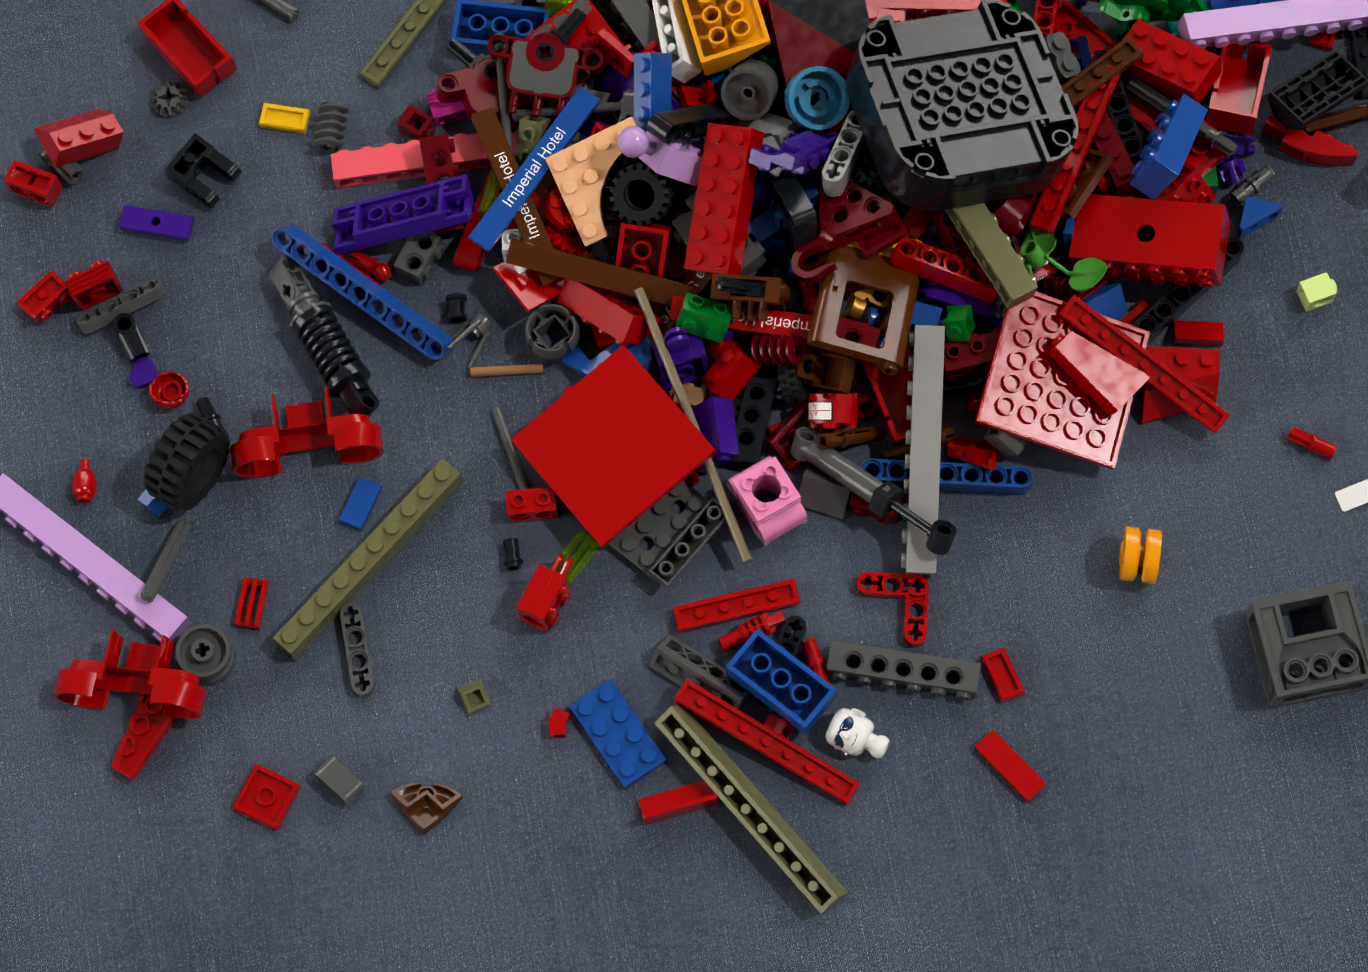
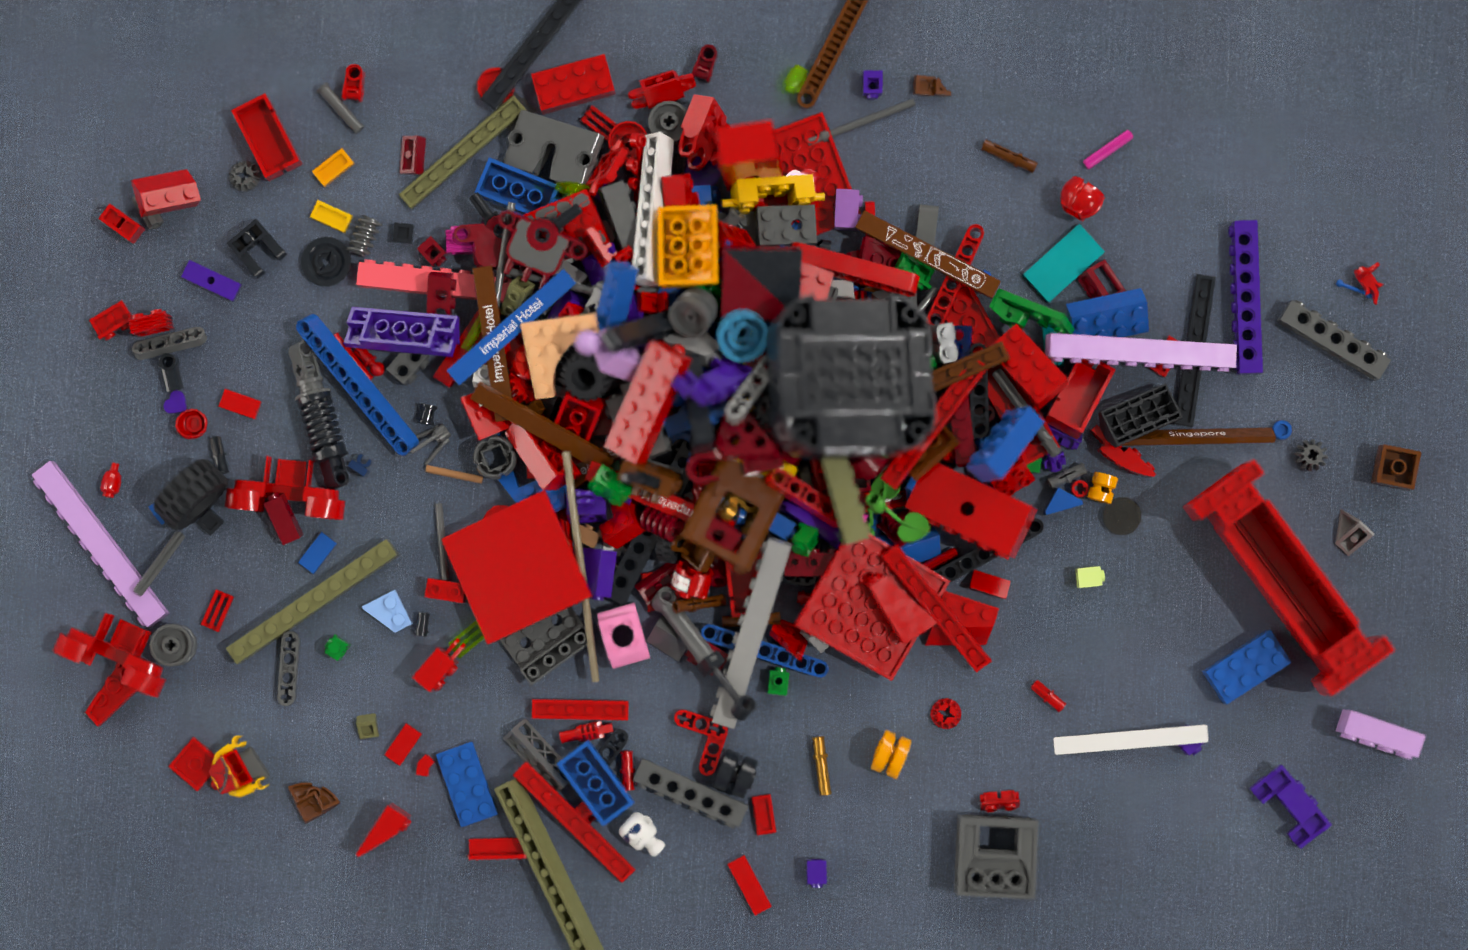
camera: 10 degrees right, 15 degrees up
(218, 498) = (210, 522): none -> black plate
(223, 355) = (240, 404): none -> red tile
(273, 64) = (333, 167): none -> light orange tile
(280, 157) = (313, 265): none -> black gear
(308, 469) = (283, 518): none -> dark red brick
(314, 789) = (230, 772): none -> torso
(365, 27) = (413, 155): none -> dark red slope
(376, 113) = (403, 233): none -> black plate
(387, 389) = (359, 467): none -> dark blue tile
(412, 607) = (336, 647): none -> green brick
(467, 550) = (389, 611): none -> light blue wing
(524, 705) = (403, 744): none -> red tile
(530, 807) = (388, 825): none -> red slope
(961, 630) = (741, 776): none -> black wheel
(972, 517) = (780, 689): none -> green brick
(1053, 587) = (821, 765): none -> pearl gold pin
(1090, 726) = (816, 872): none -> dark purple brick
(1184, 502) = (937, 717): none -> red gear
(1275, 190) = (1074, 492): none -> red bush
(1299, 186) = (1105, 481): none -> light orange wheel
(1302, 578) = (1007, 801): none -> red hinge
(1333, 215) = (1122, 516): none -> clear smoke tile

